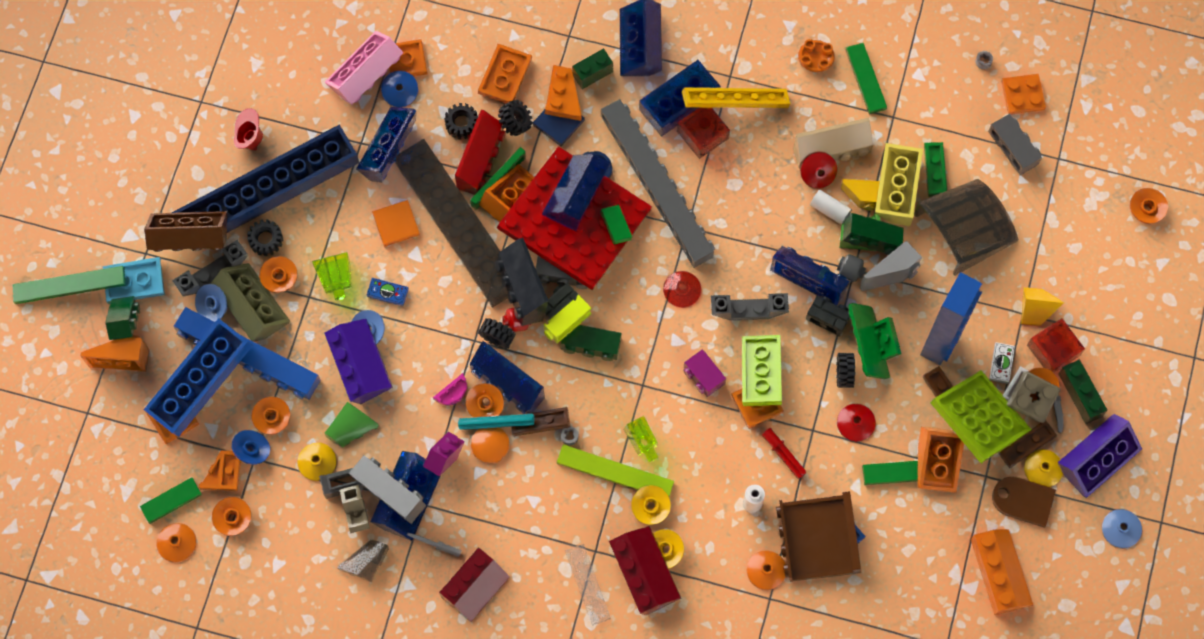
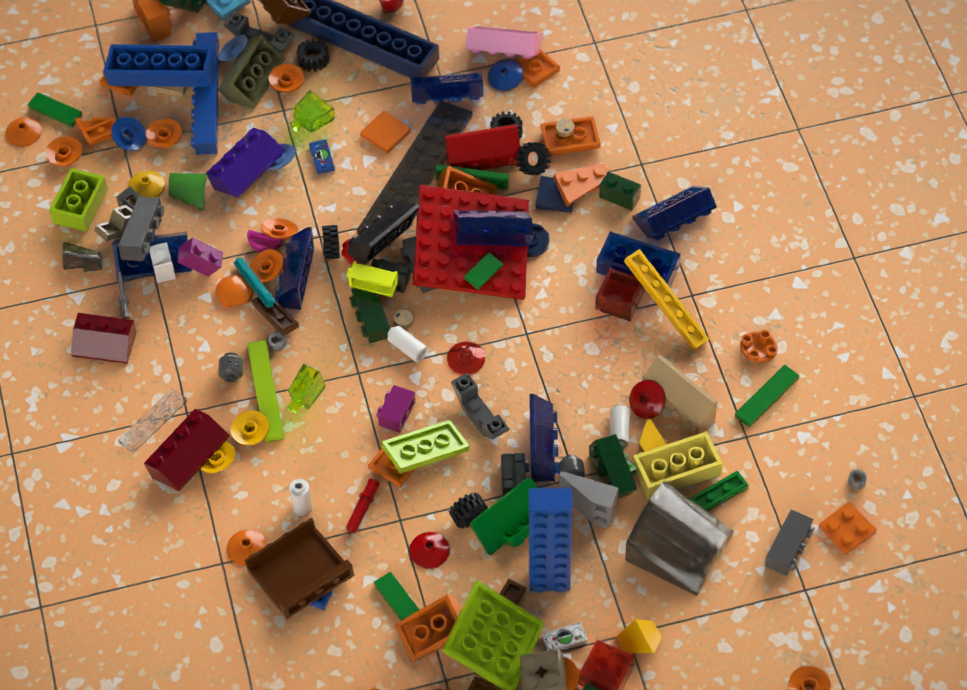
camera: 60 degrees right, 15 degrees down
(302, 530) = (78, 199): none -> lime brick
(429, 490) = (162, 262): none -> white slope
(449, 369) = (279, 228): none -> orange dish
(497, 73) = (564, 127): none -> tan tile
(576, 489) = (230, 367): none -> dark grey head
(611, 318) = (403, 318): none -> tan tile
(642, 328) = (407, 343): none -> white brick
(657, 183) = (548, 289): dark grey brick -> none

